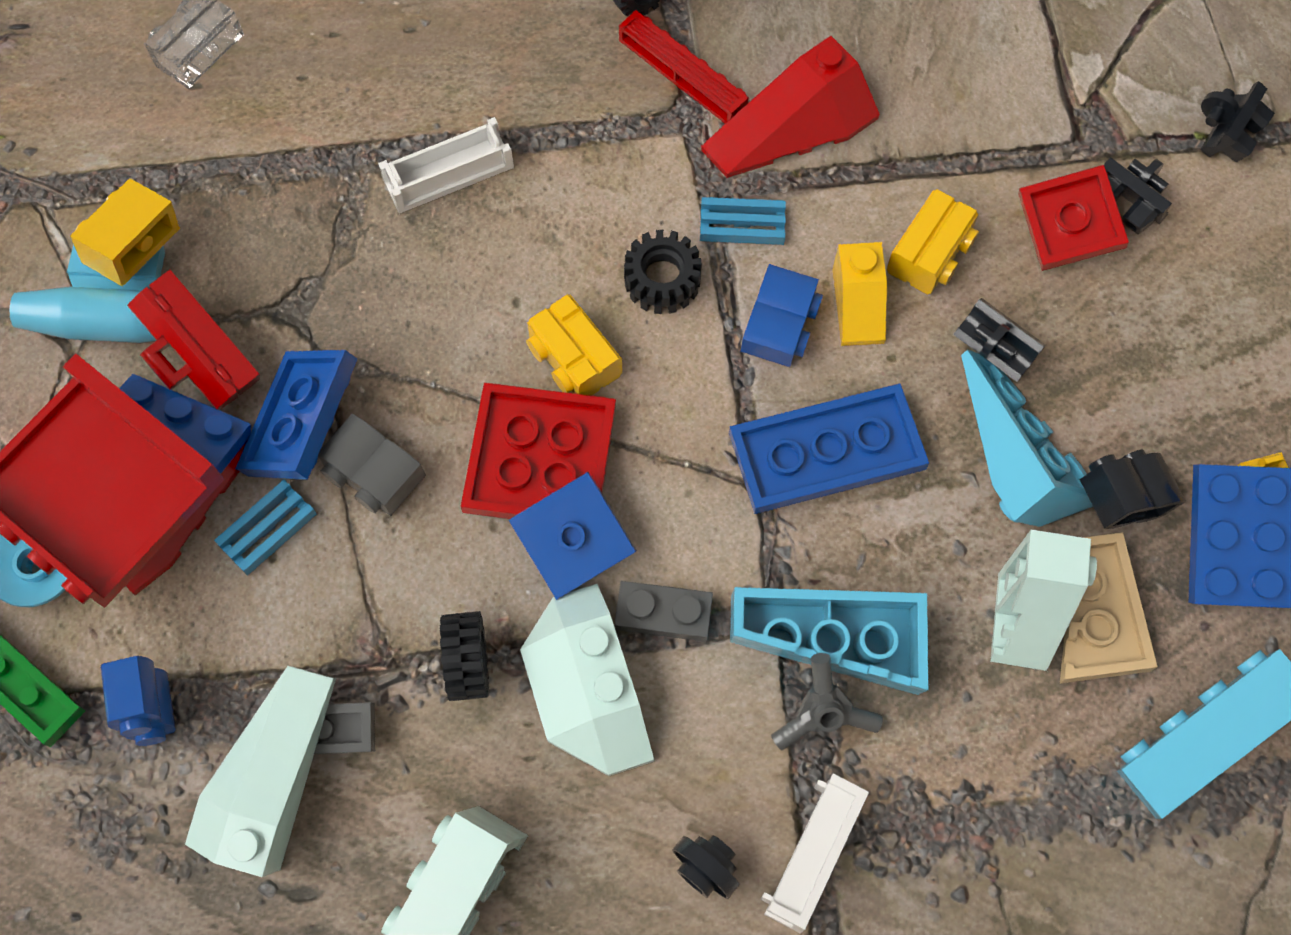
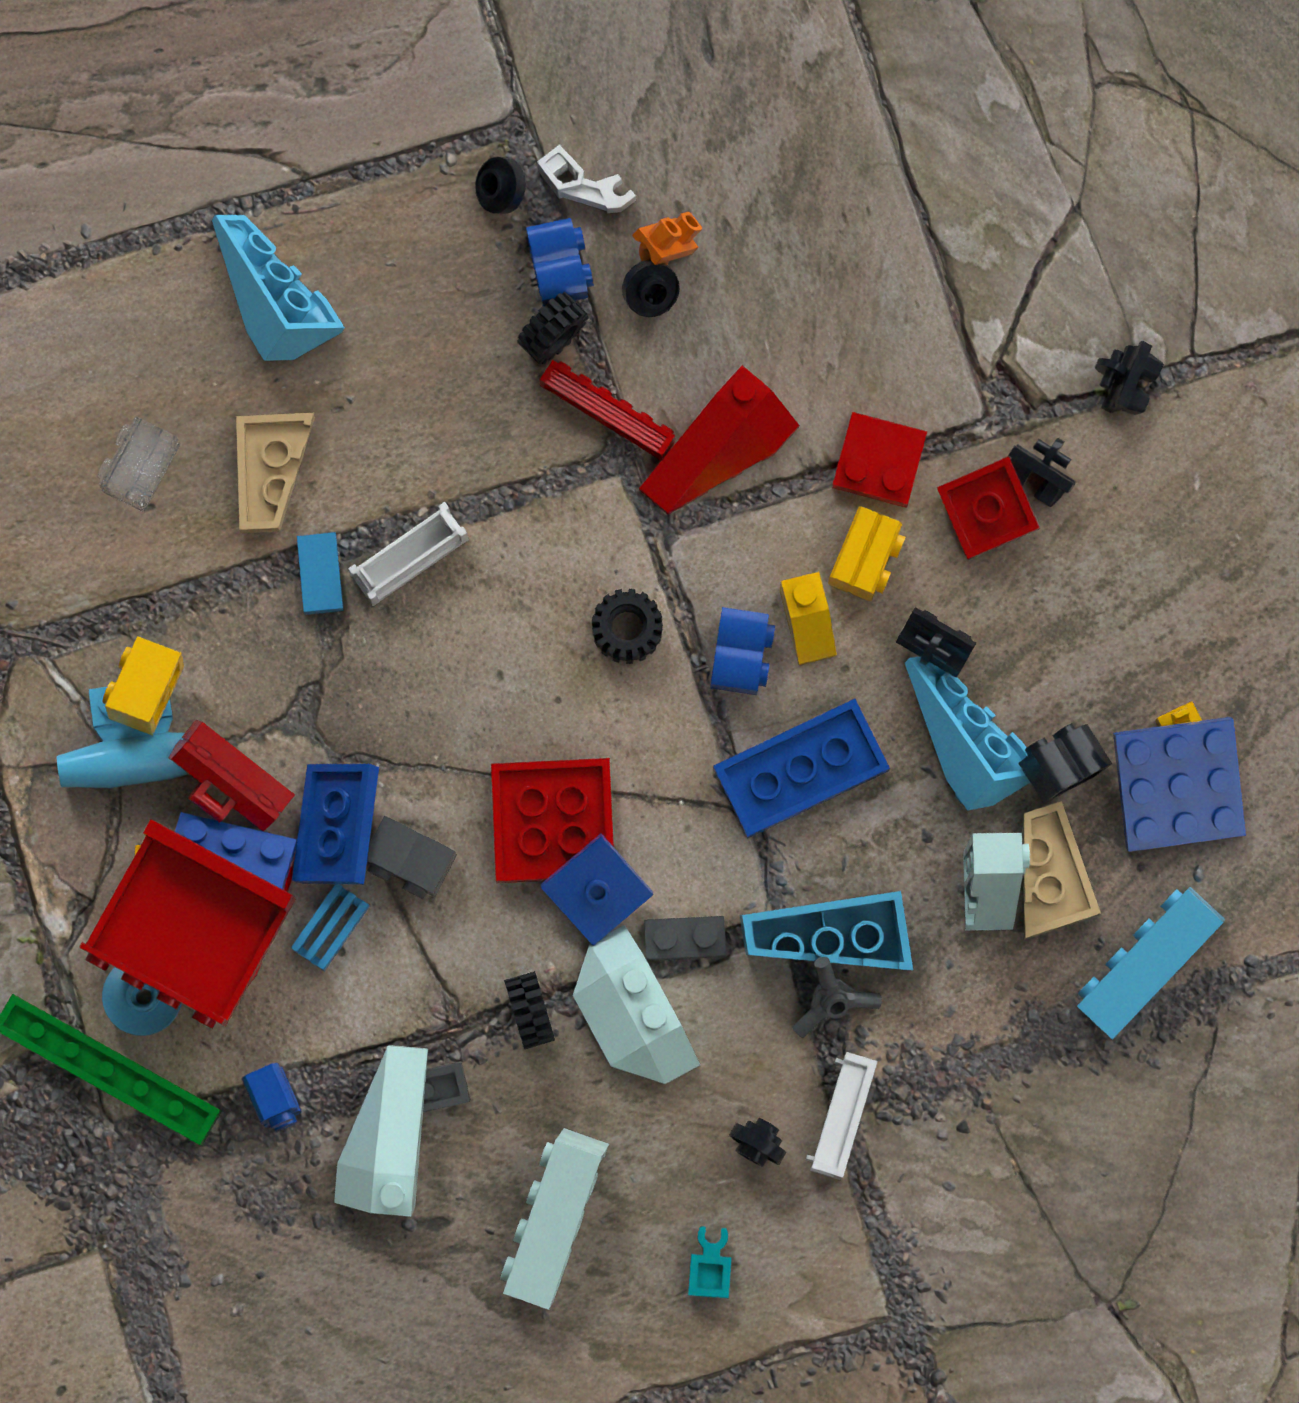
camera: 10 degrees left, 10 degrees up
(324, 63) = (268, 465): none -> tan wing
(351, 171) = (320, 573): none -> dark azure tile
(573, 347) = (562, 716): yellow brick -> none
(742, 214) = (690, 544): dark azure tile -> none
(959, 159) = (879, 459): none -> red plate

